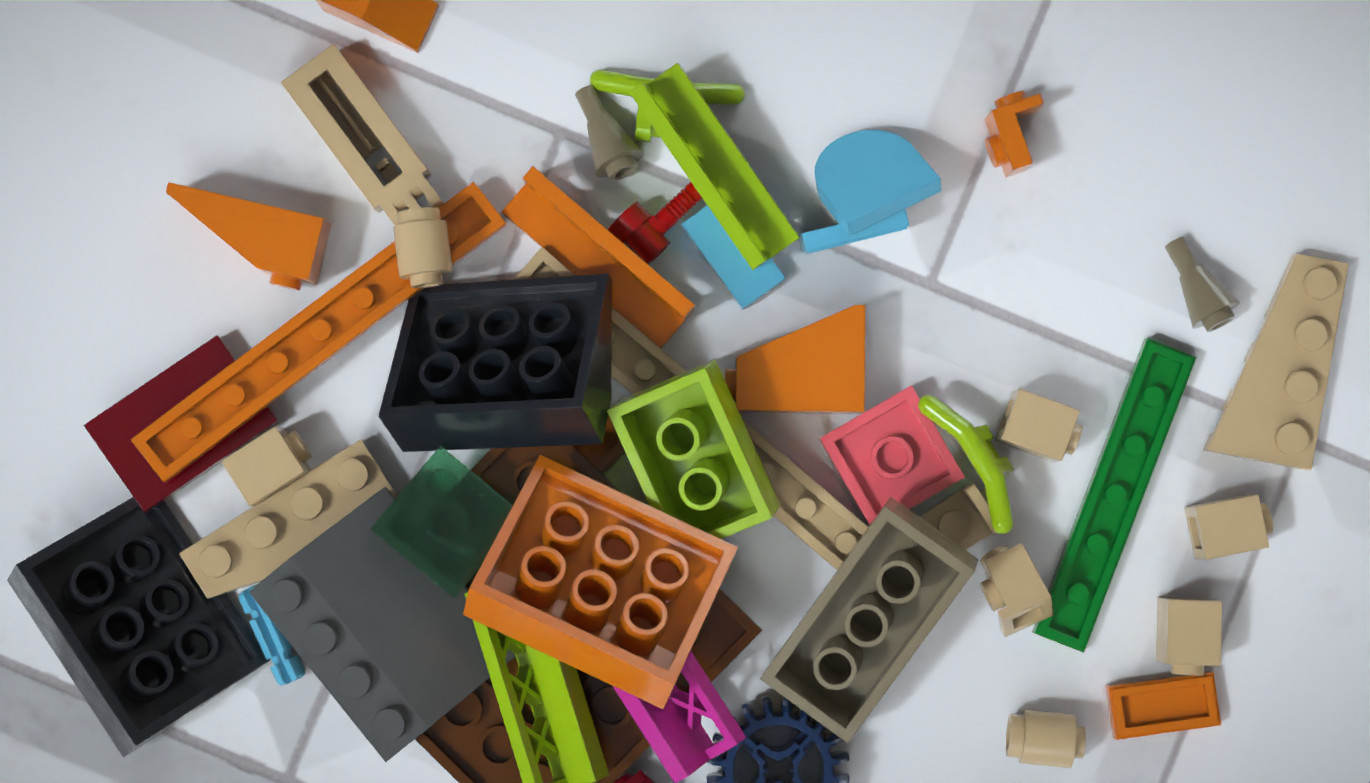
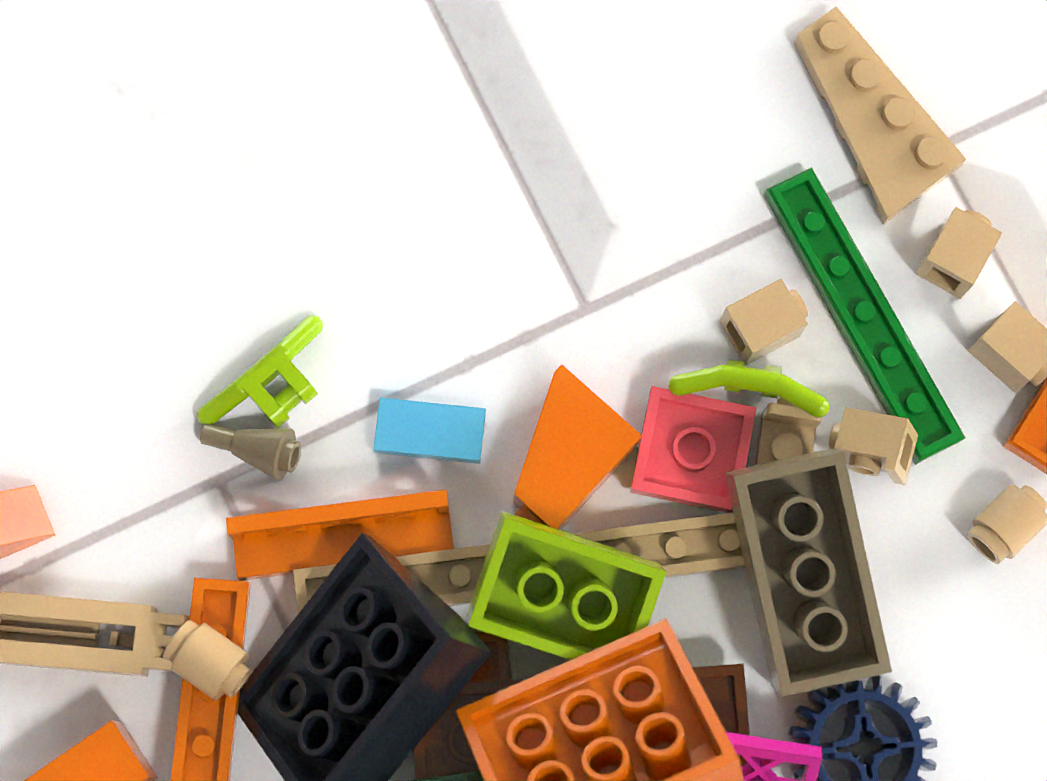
camera: 55 degrees left, 10 degrees down
(647, 231) = (356, 479): red brick -> none
(715, 165) = (354, 381): lime fence -> none
(836, 236) = (496, 327): medium azure tile -> none
(871, 178) = (470, 277): medium azure tile -> none
(1006, 142) = (529, 159): orange bracket -> none
(1205, 297) = (770, 122): dark tan cone -> none

